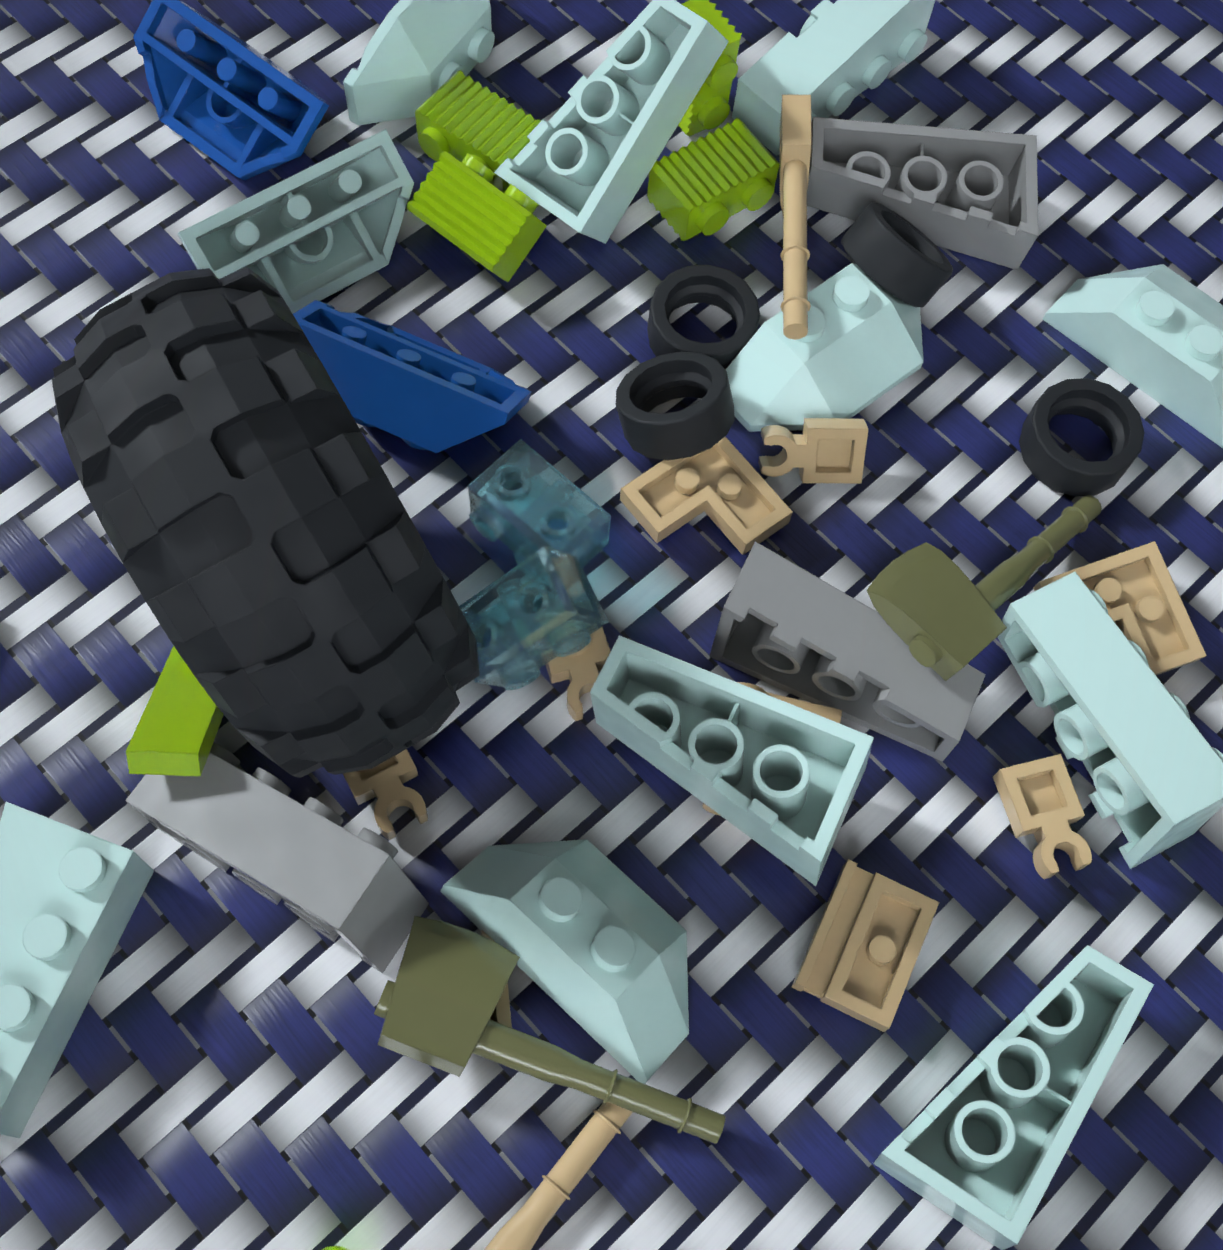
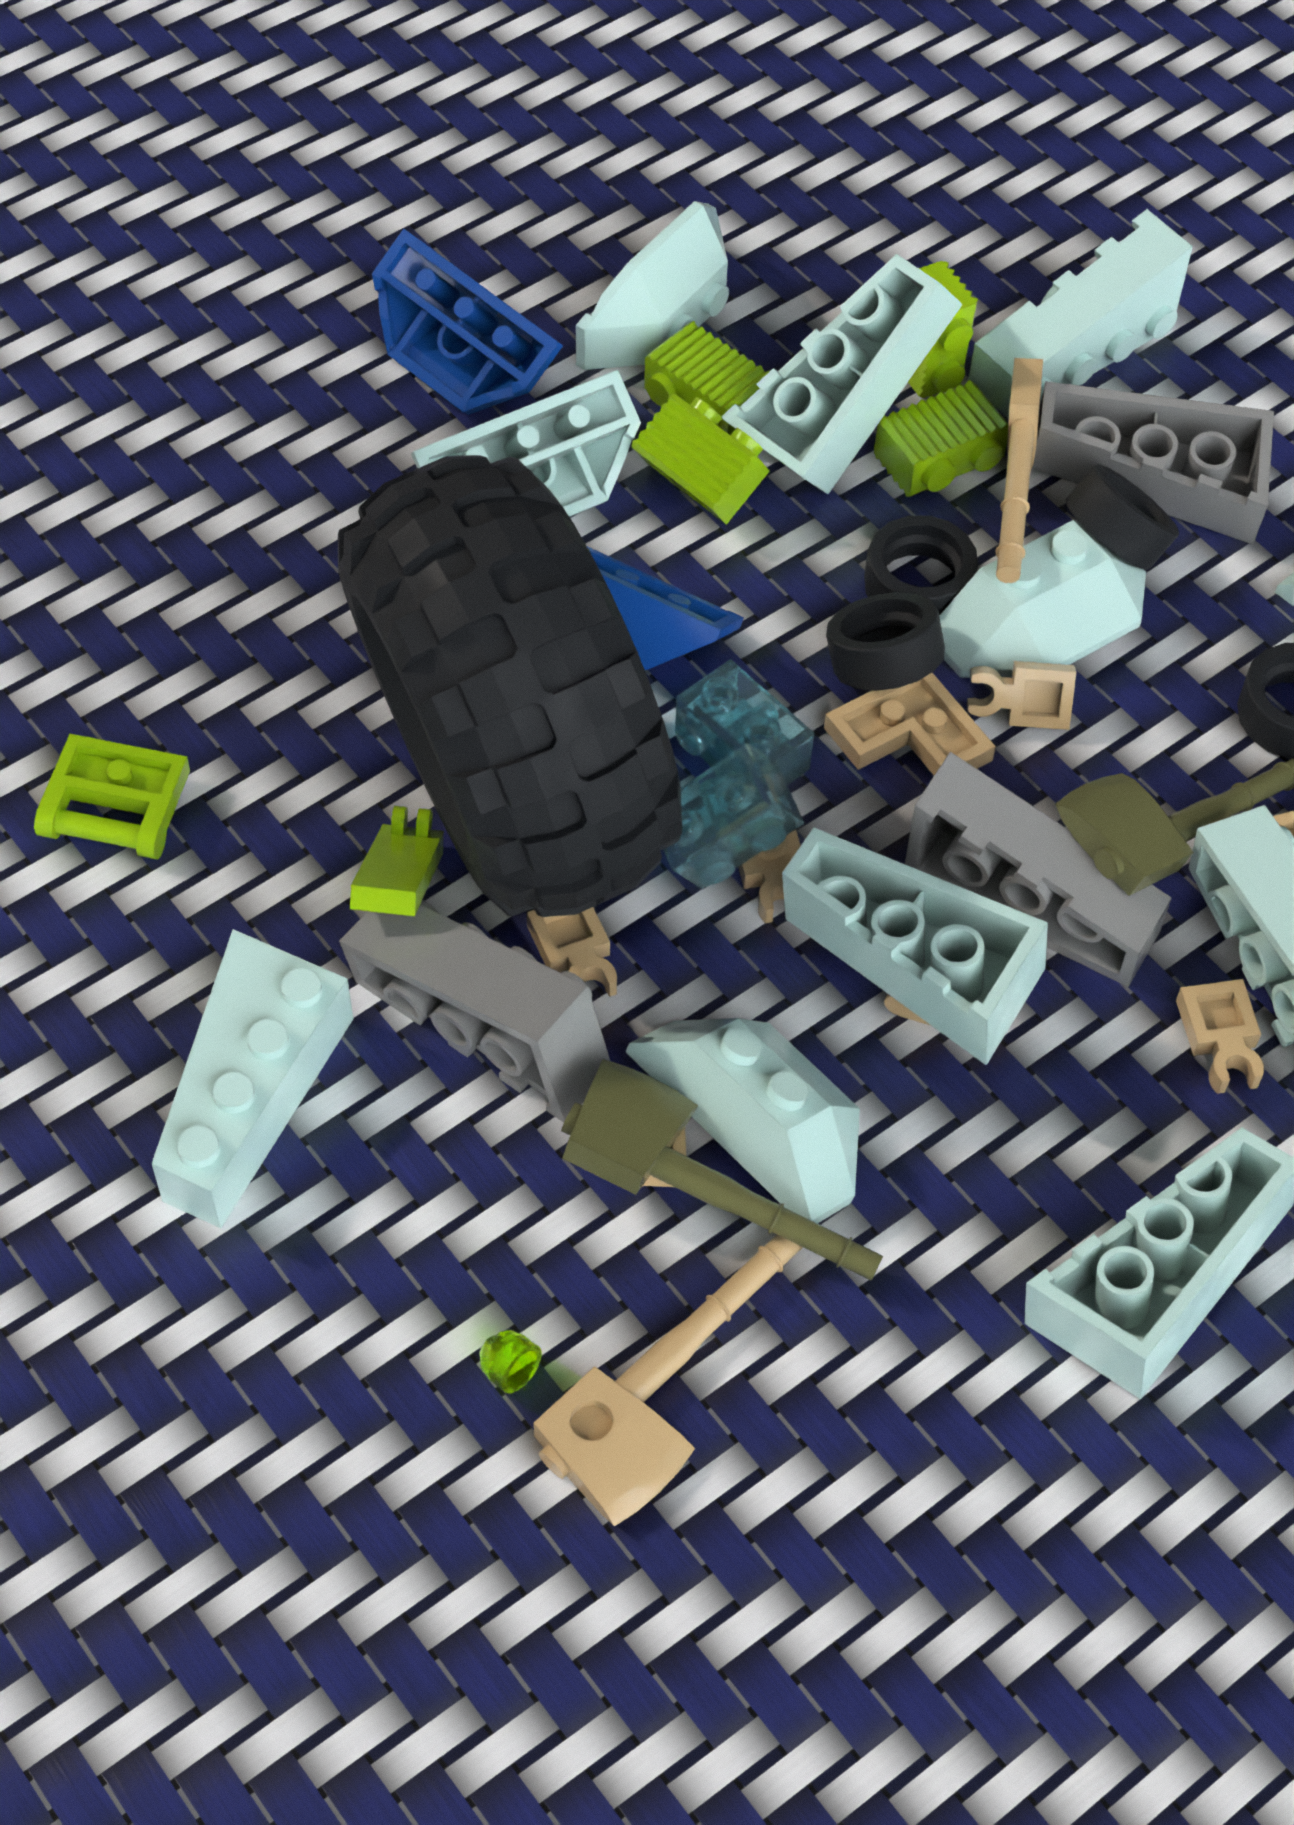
camera: 10 degrees right, 10 degrees down
(866, 945) = (1033, 1131): tan plate -> none

